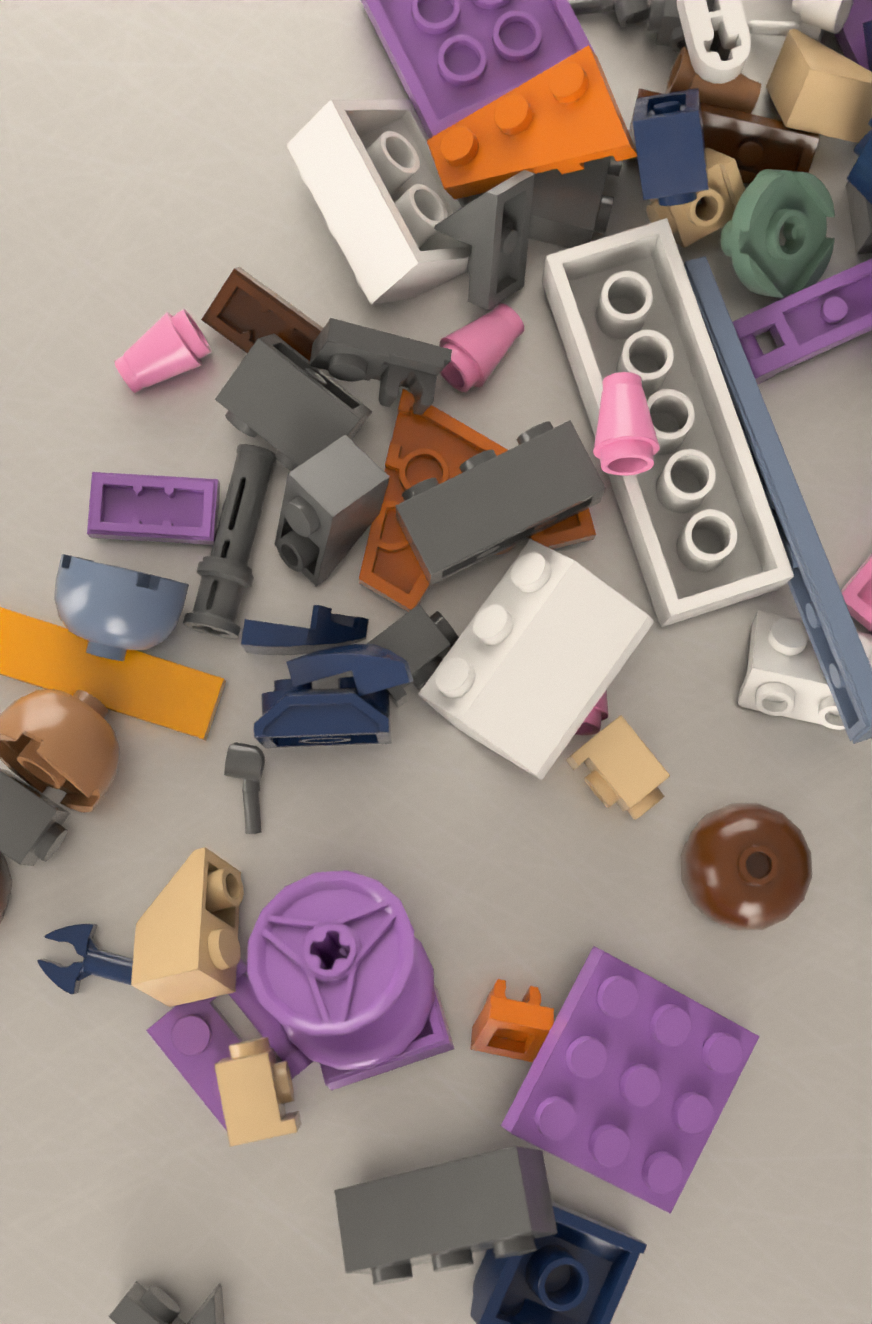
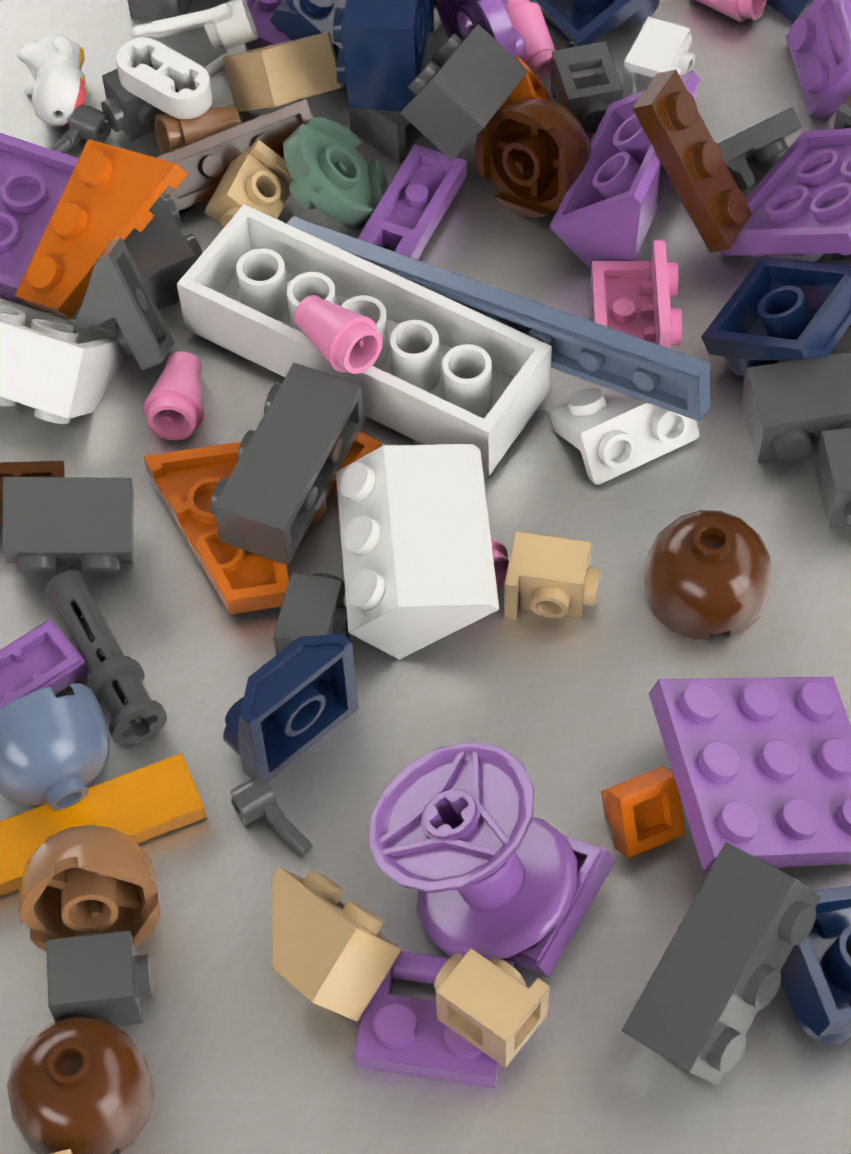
camera: 35 degrees left, 25 degrees down
(95, 961) = (260, 1047): dark blue bar -> none
(325, 632) = (215, 680): dark blue slope -> none
(328, 508) = (160, 565): dark grey slope -> none
(365, 353) = (110, 439): dark grey plate -> none
(370, 664) = (297, 614): dark blue slope -> none
(671, 147) = (210, 153): dark blue slope -> none

